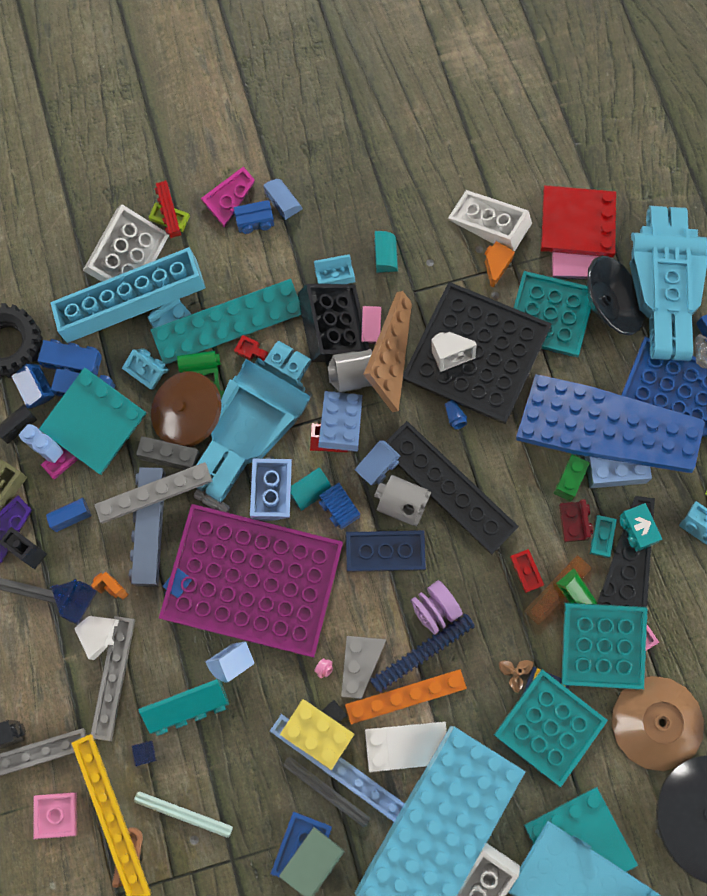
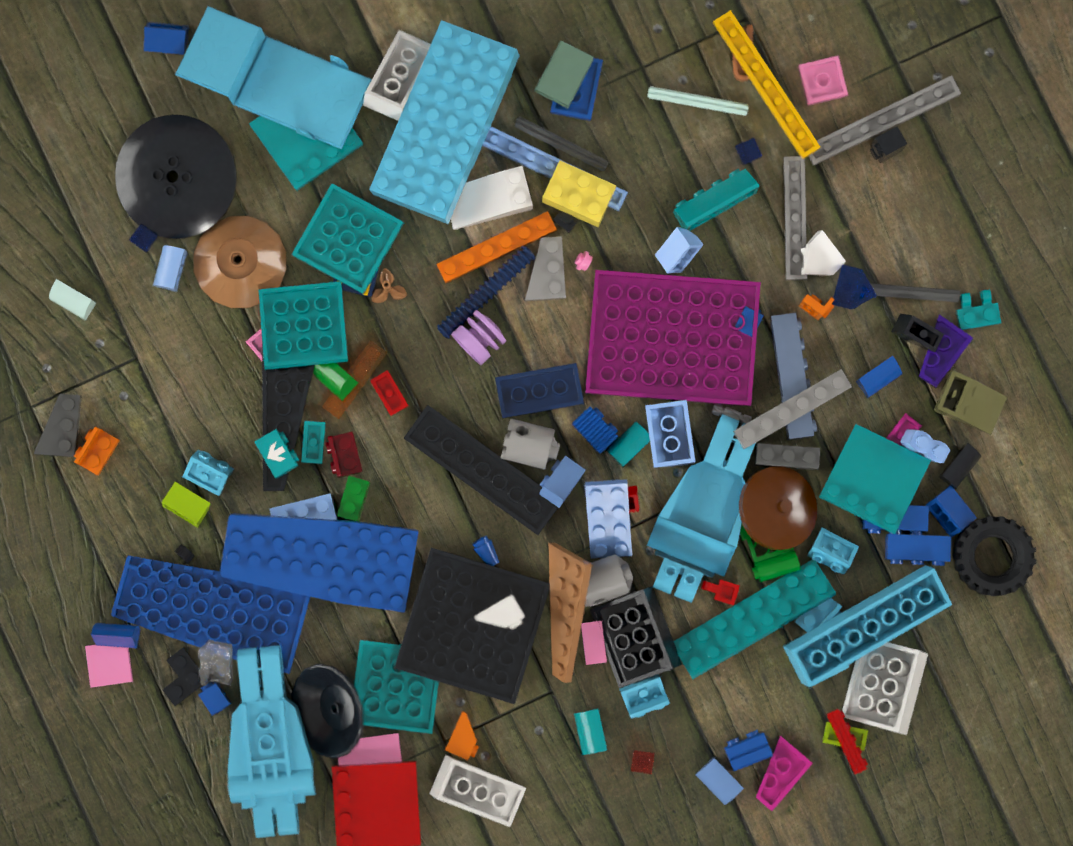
camera: 175 degrees right, 10 degrees up
(345, 222) = (642, 762): none -> clear red plate

